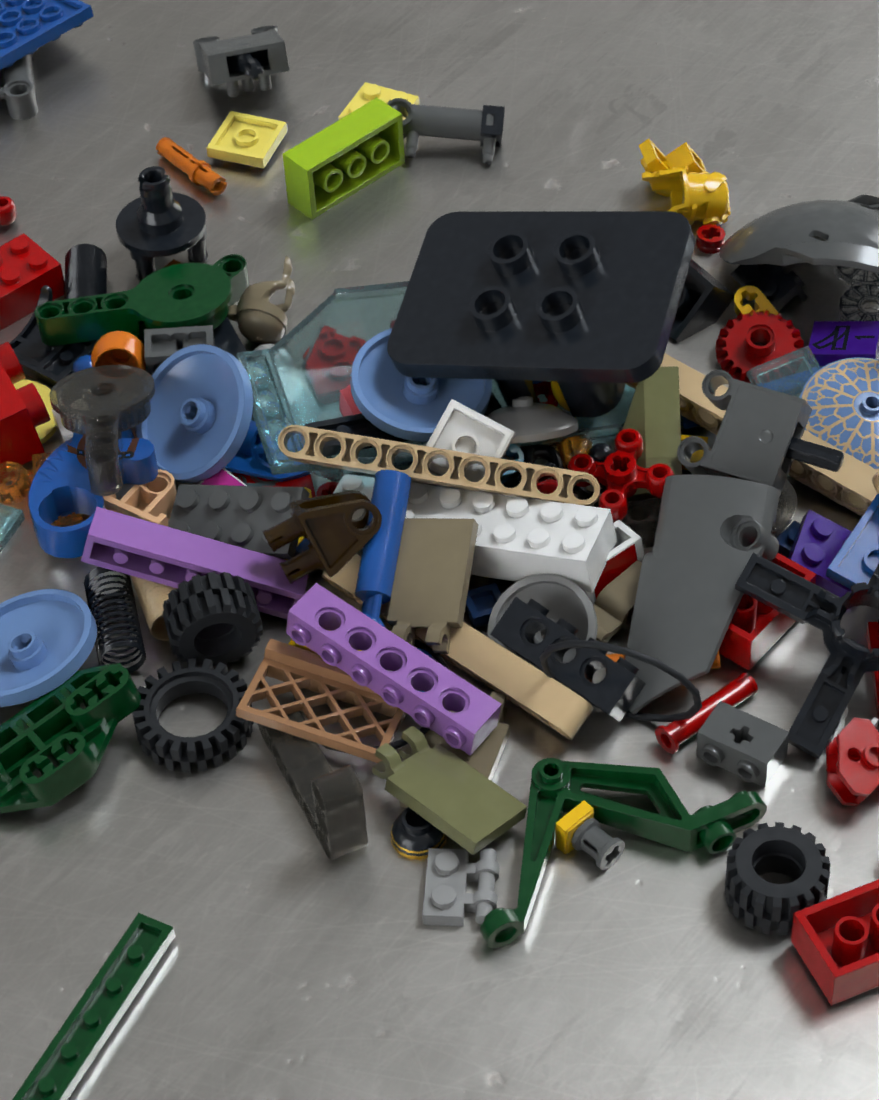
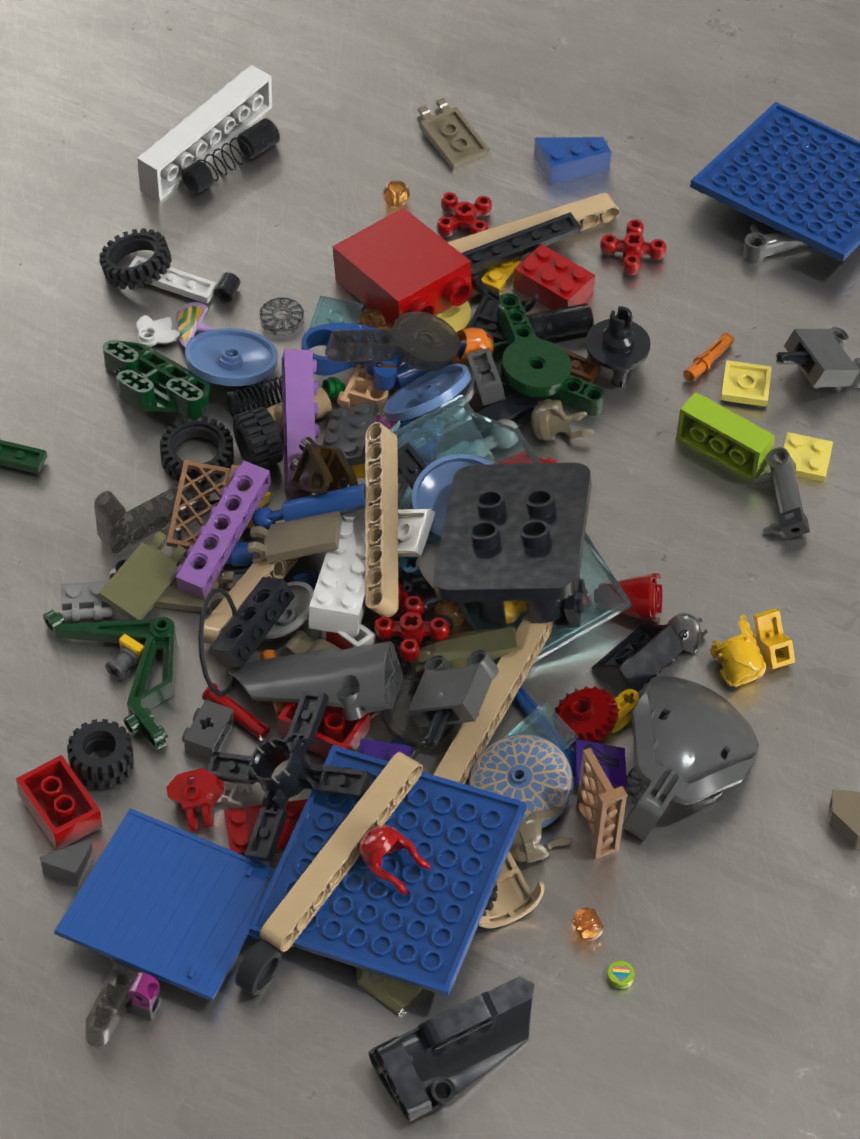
camera: 75 degrees right, 5 degrees up
(708, 245) = (711, 671): red bush -> none

